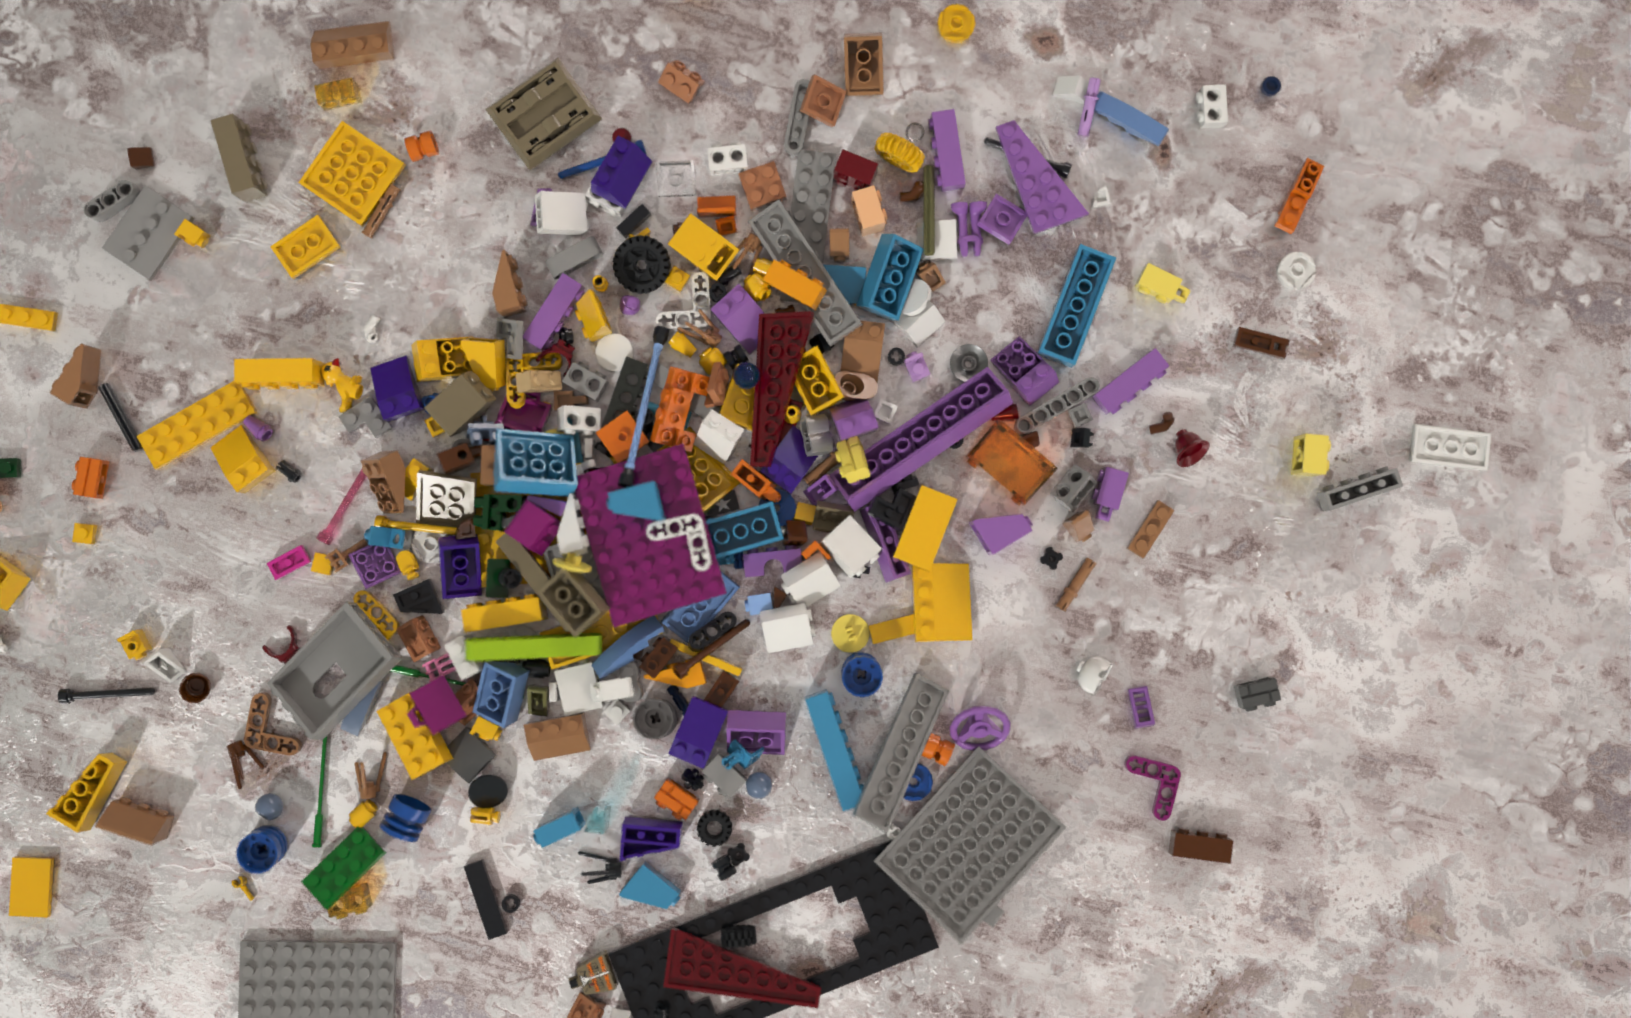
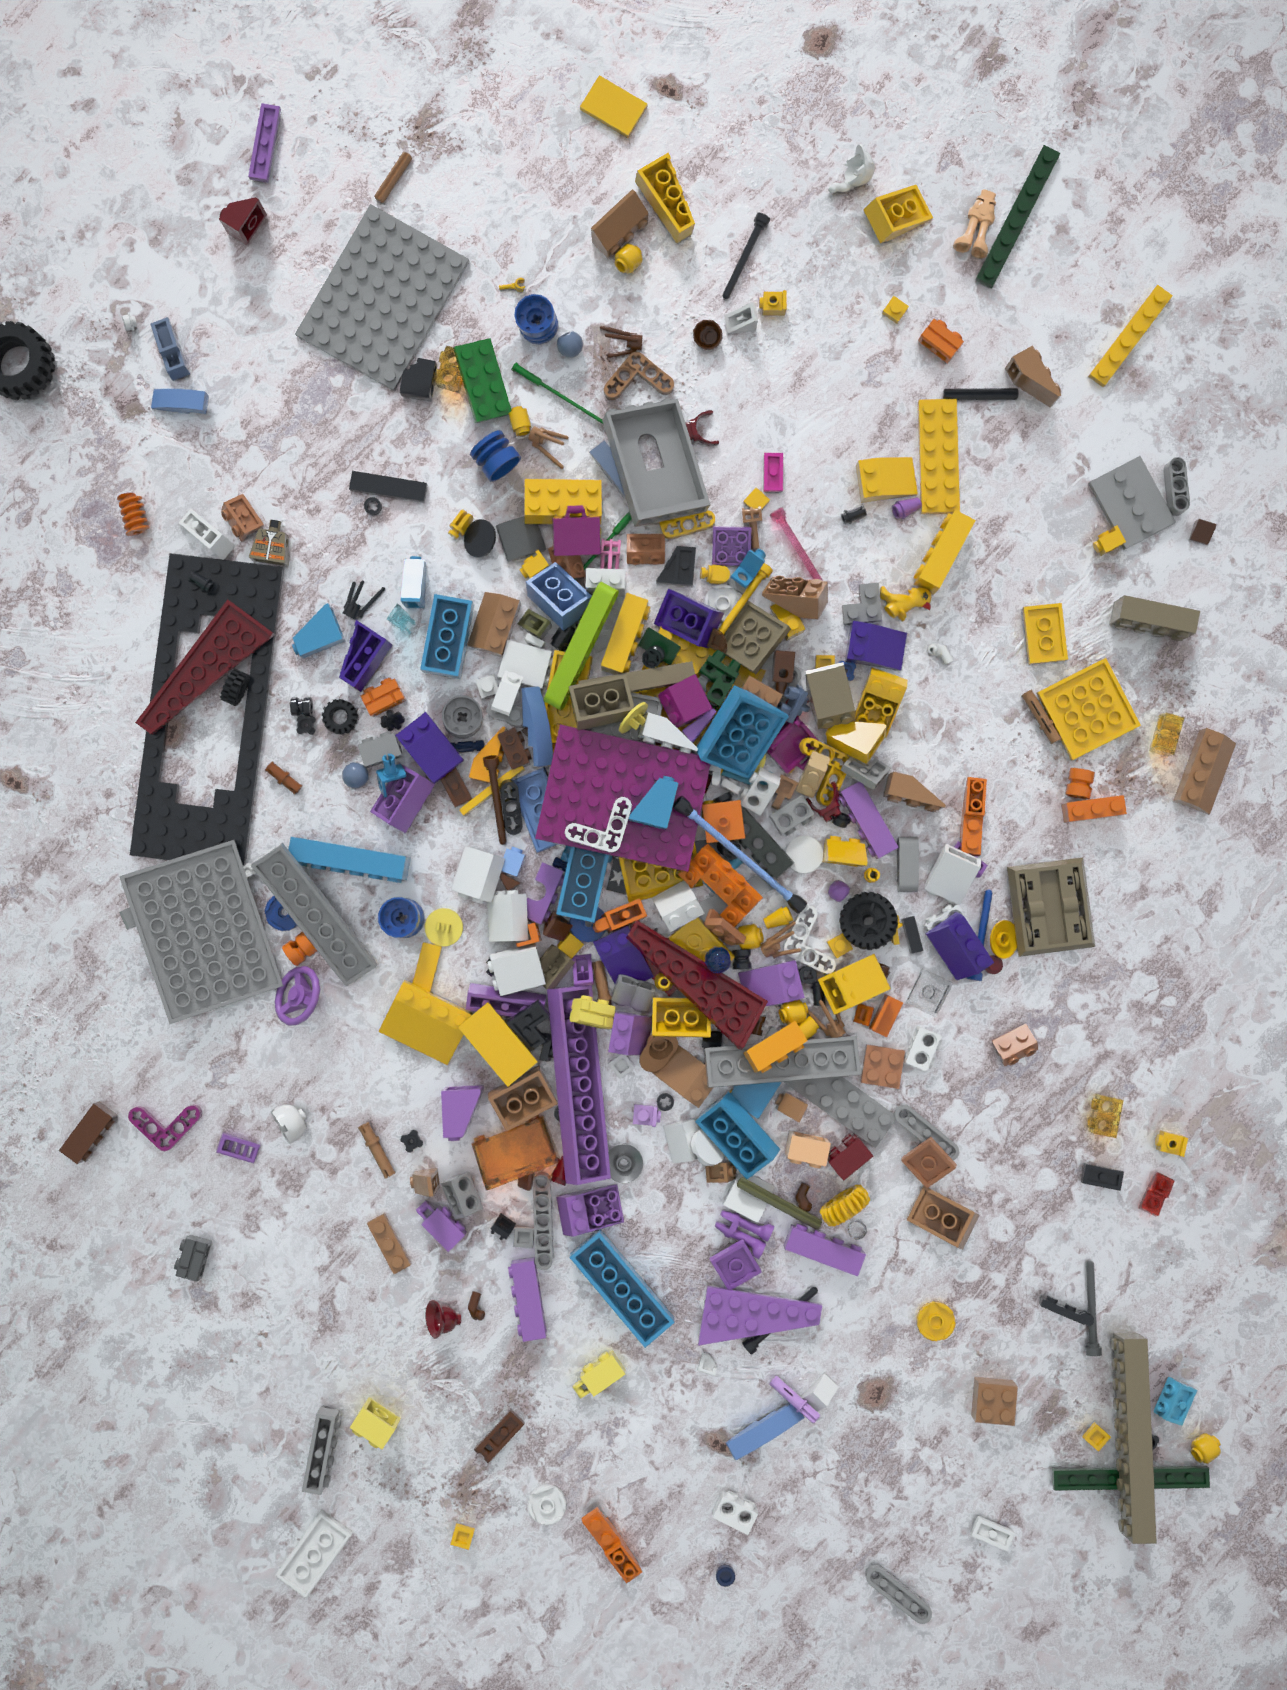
camera: 120 degrees right, 0 degrees up
(163, 797) = (628, 258): none -> yellow head
(374, 924) = (419, 380): none -> black piece
(437, 122) = (1093, 808): none -> orange brick
(500, 224) = (972, 815): none -> orange slope
(591, 771) = (447, 636): none -> dark azure brick
(594, 139) = (1003, 939): none -> yellow dish
(796, 848) = (283, 778): none -> dark orange pin
(961, 480) = (522, 1099): none -> medium nougat slope
(1363, 327) = (462, 1536): none -> yellow plate

